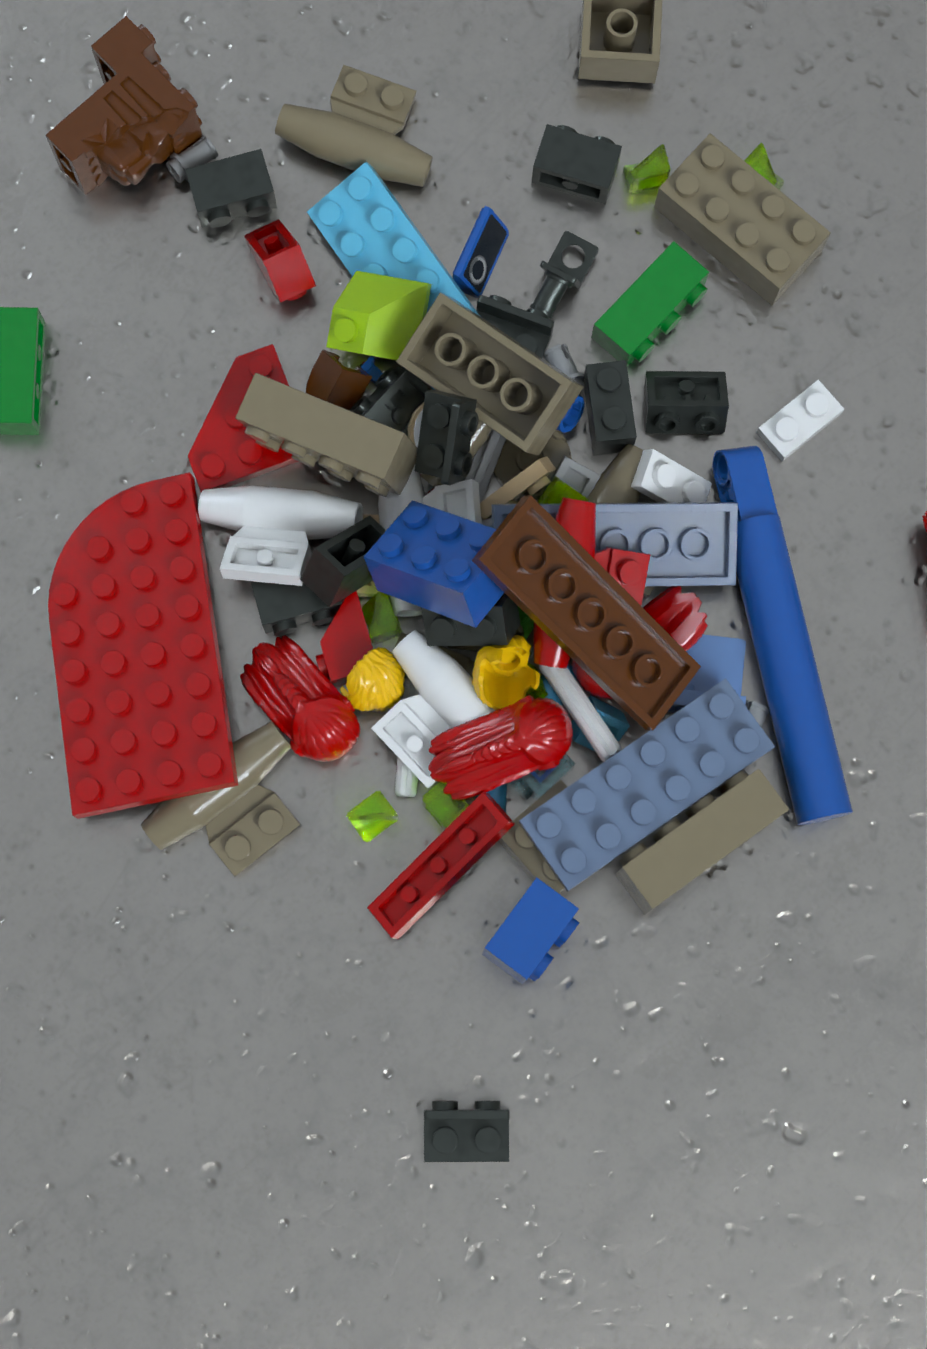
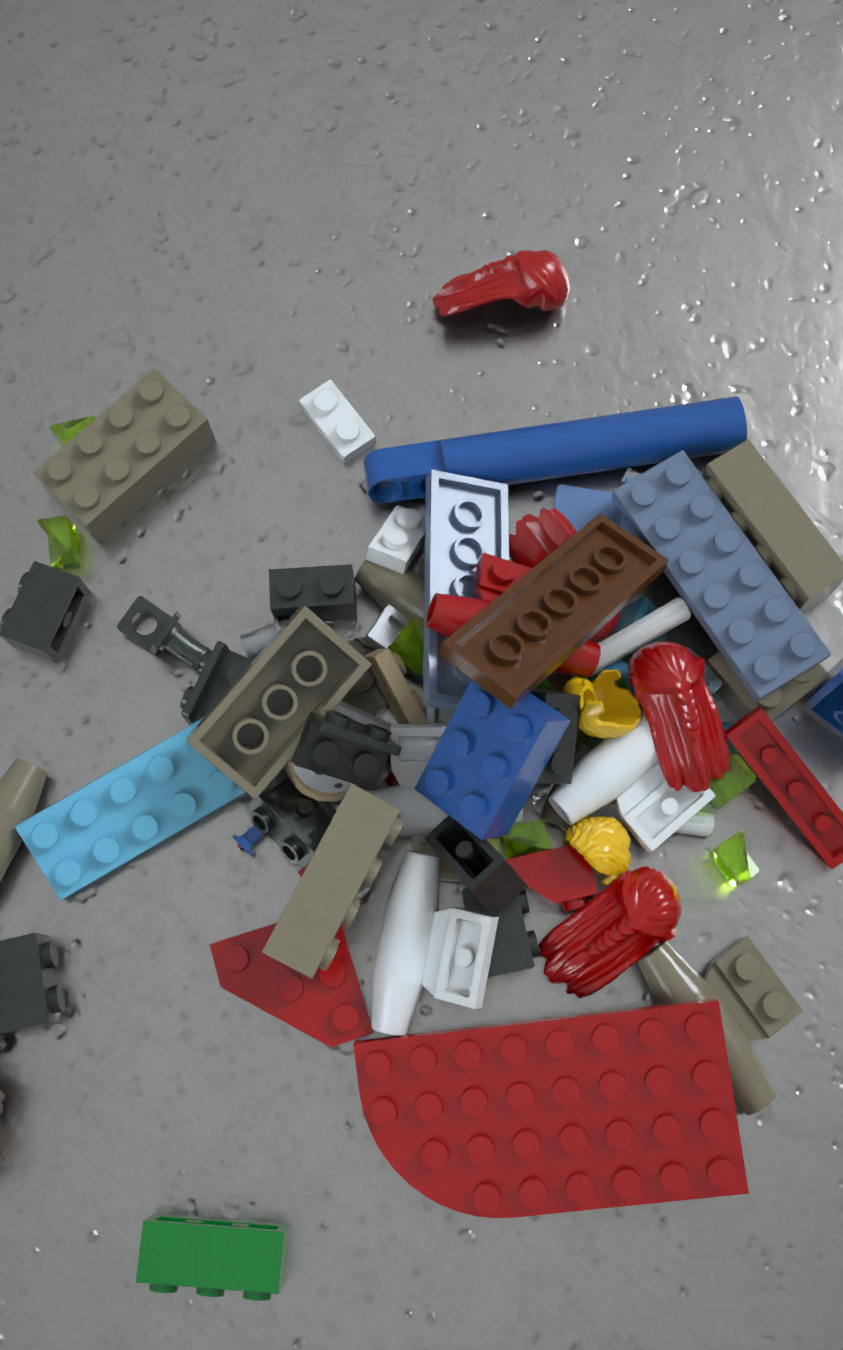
camera: 80 degrees left, 5 degrees down
(280, 261) = (114, 931): red slope -> none
(335, 382) = (265, 878): reddish brown brick -> none
(377, 315) = (195, 821): lime slope -> none
(480, 253) = (130, 716): slope -> none
(651, 305) = (207, 548): green brick -> none
(686, 402) = (311, 522): pearl dark grey bracket -> none

